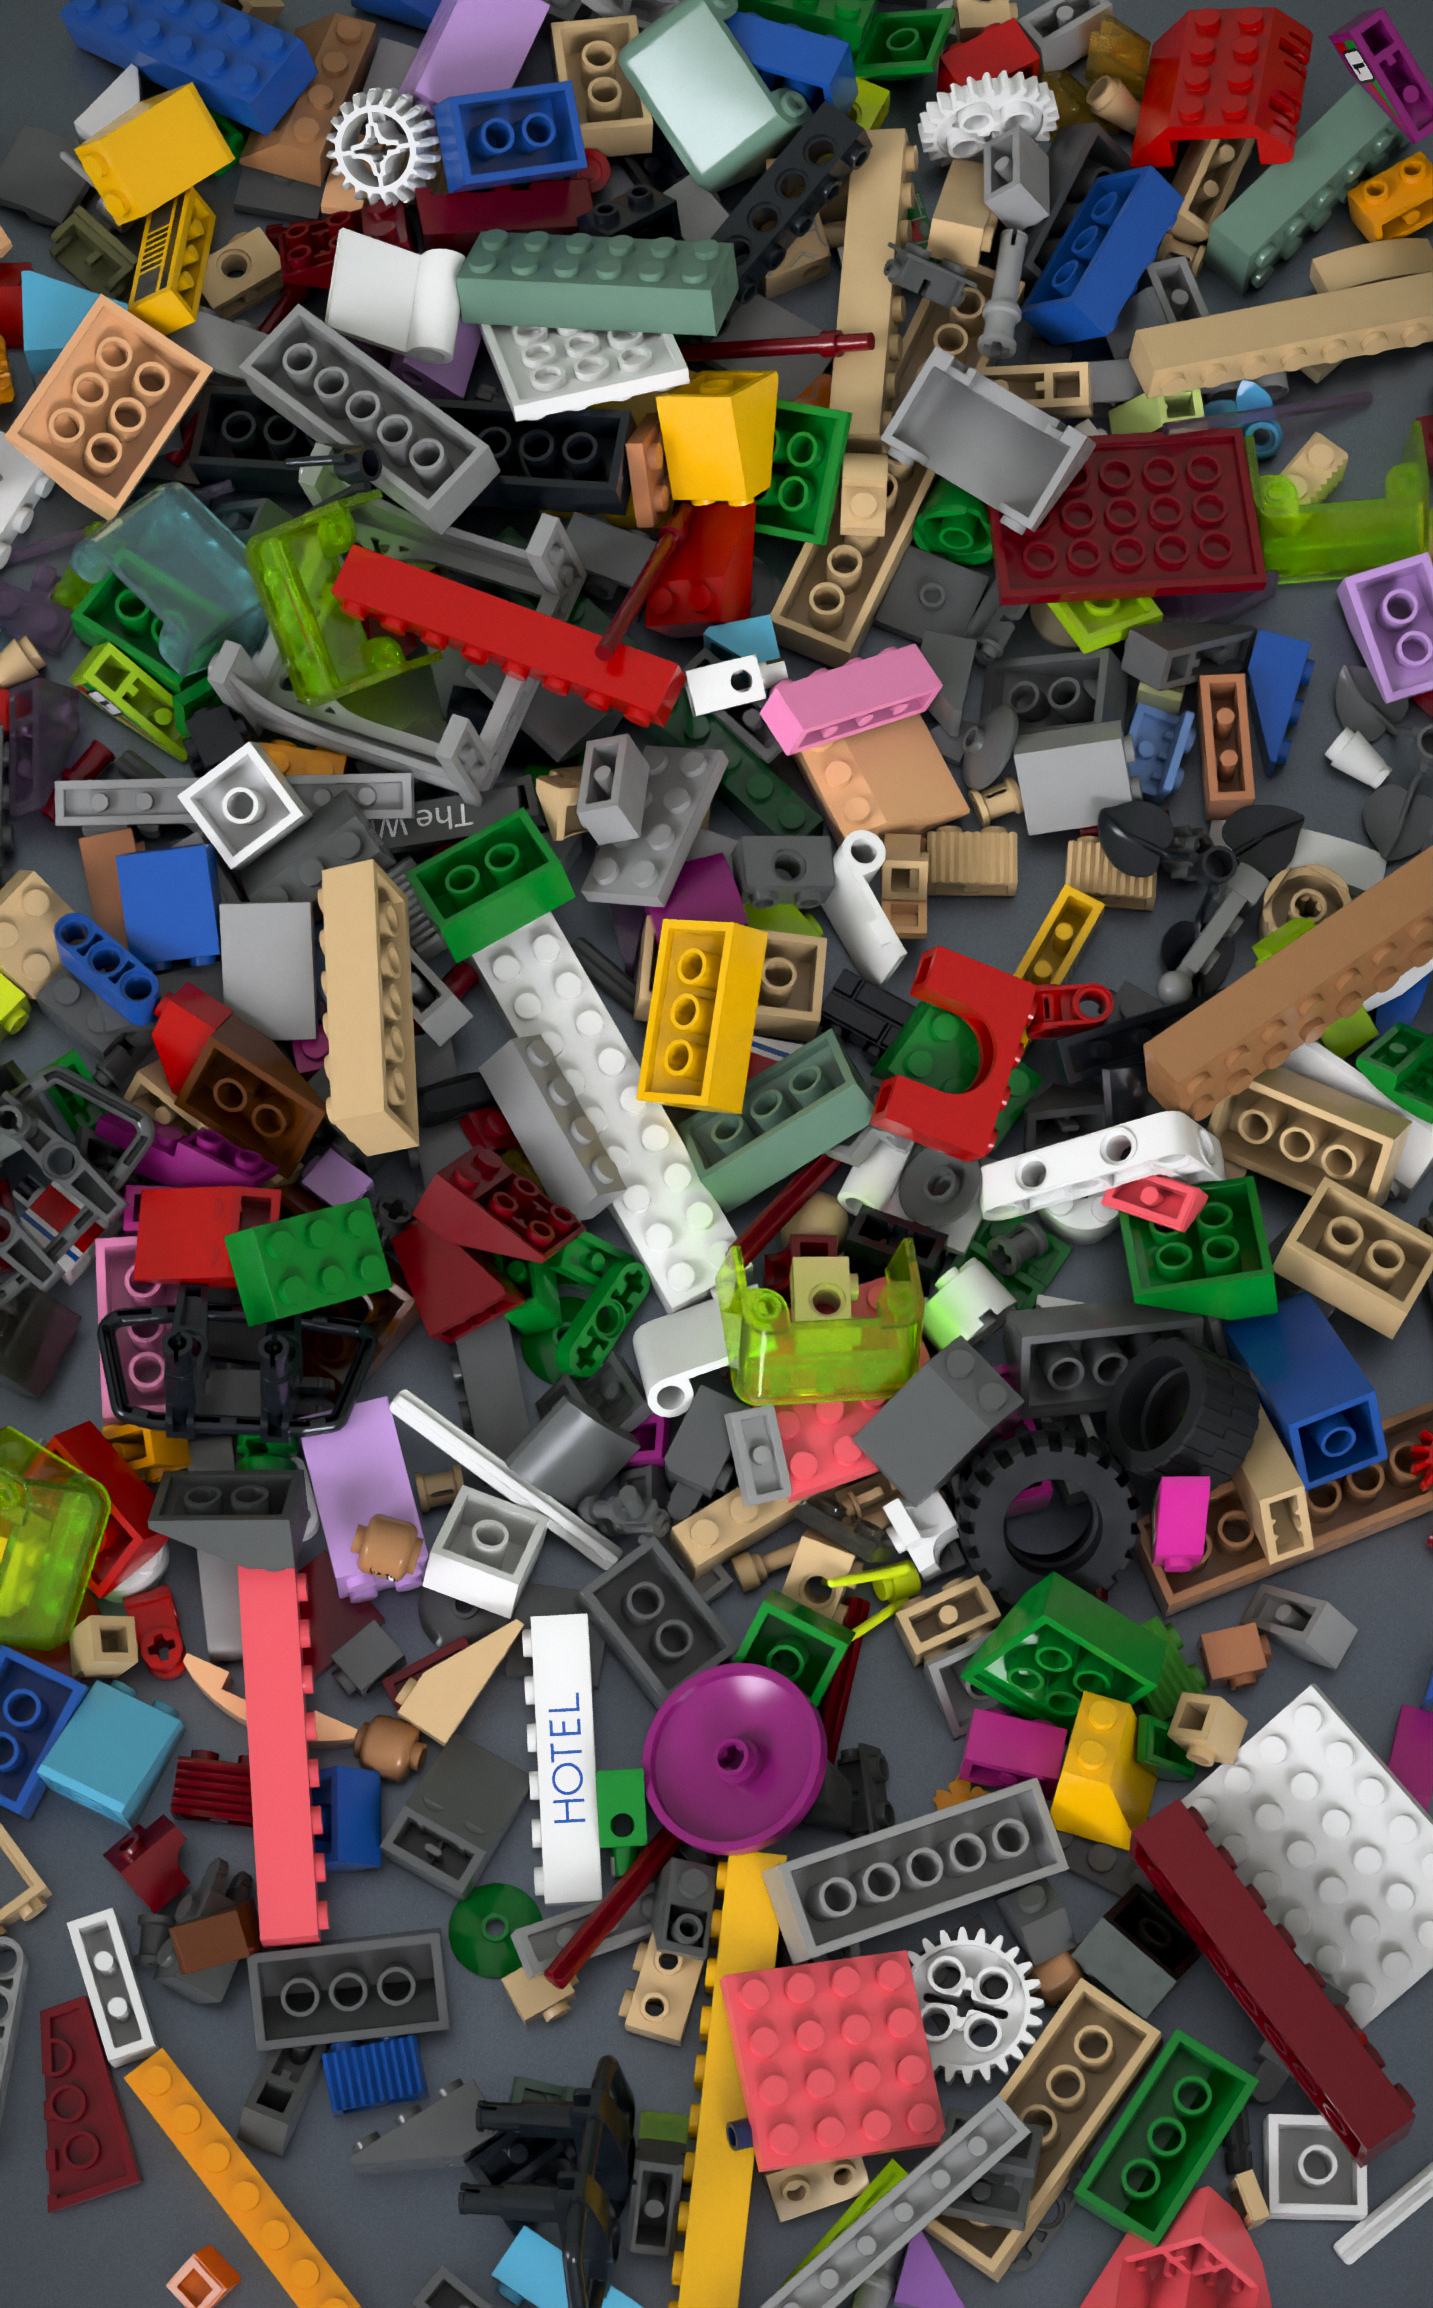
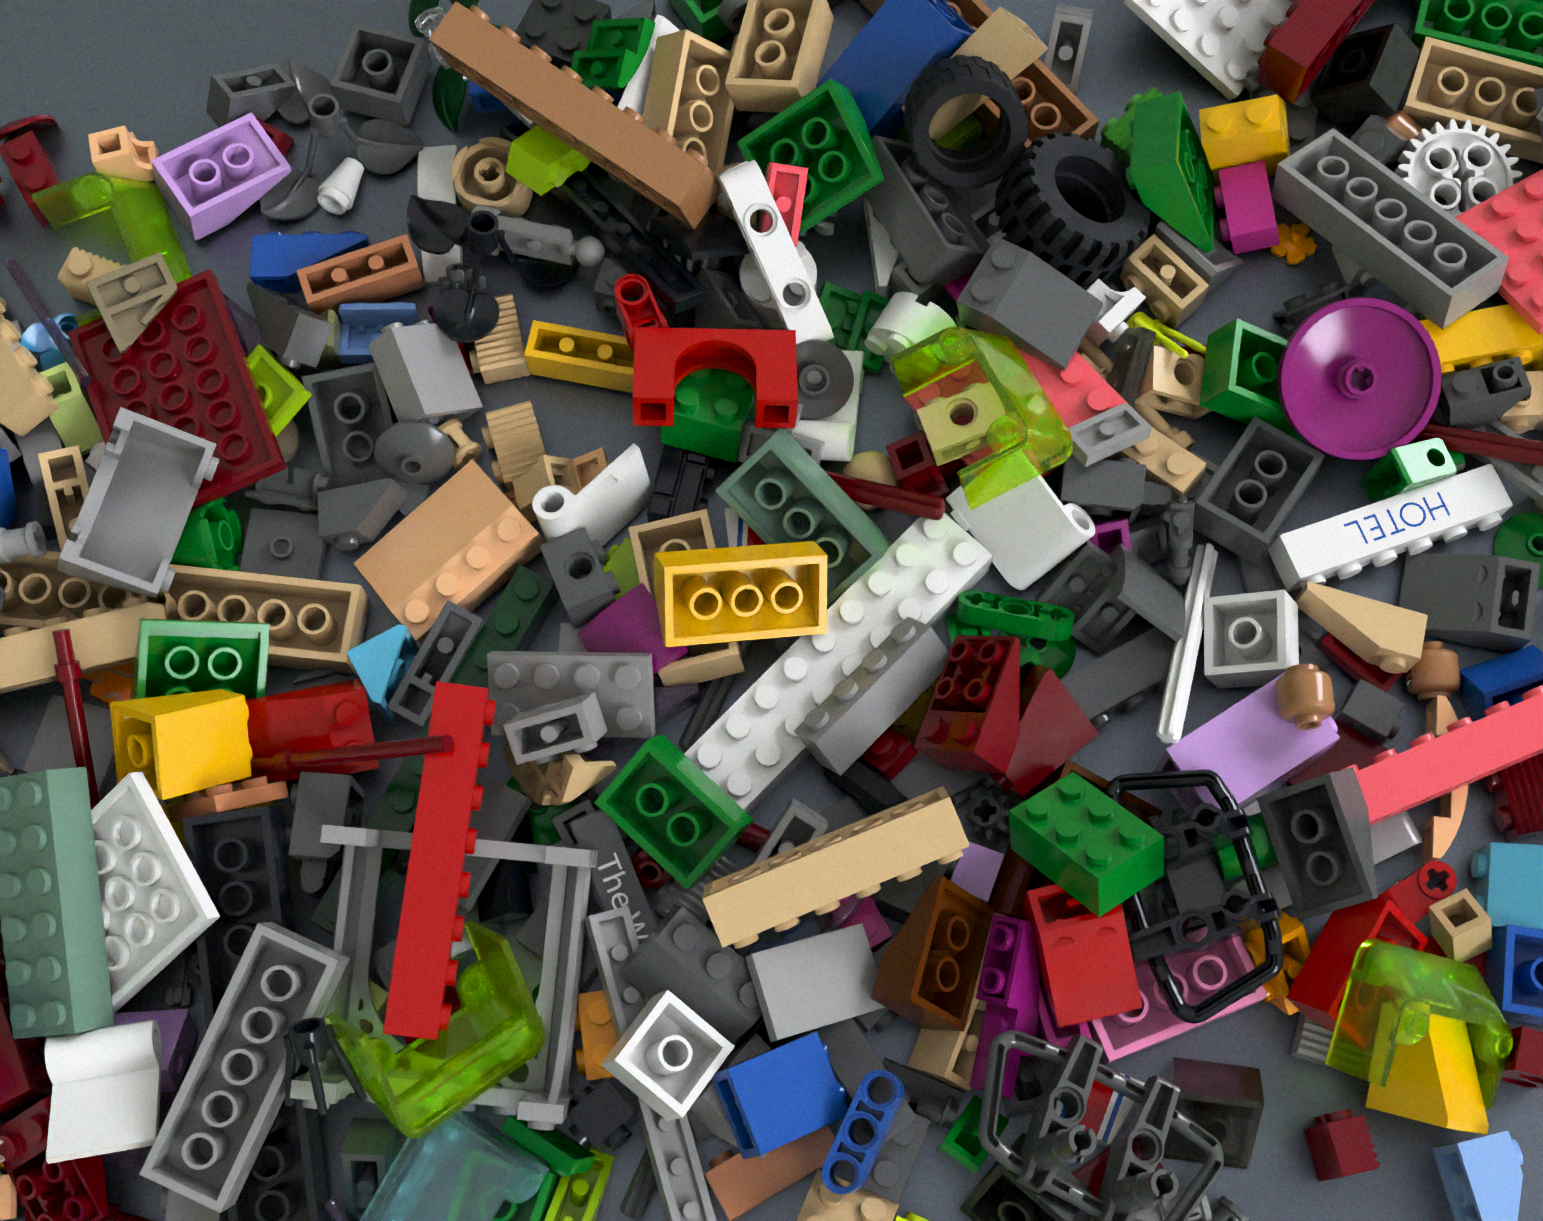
camera: 105 degrees left, 0 degrees up
(184, 1029) = (898, 1035): red slope -> none
(438, 1488) = (1204, 702): tan bush -> none
(711, 688) = (425, 655): white torso -> none
(850, 698) = (410, 562): bright pink brick -> none
(864, 494) = (211, 598): tan brick -> none
(877, 1237) = (877, 405): black brick -> none
(1012, 1250) = (845, 312): dark grey bush -> none
(1160, 1753) = (1206, 98): green slope -> none
(1179, 1522) = (1046, 103): dark pink slope -> none
(1207, 1729) = (1183, 71): tan brick -> none
(1234, 1656) = (1107, 83): nougat brick -> none
(1248, 492) = (132, 297): none -> dark tan wing

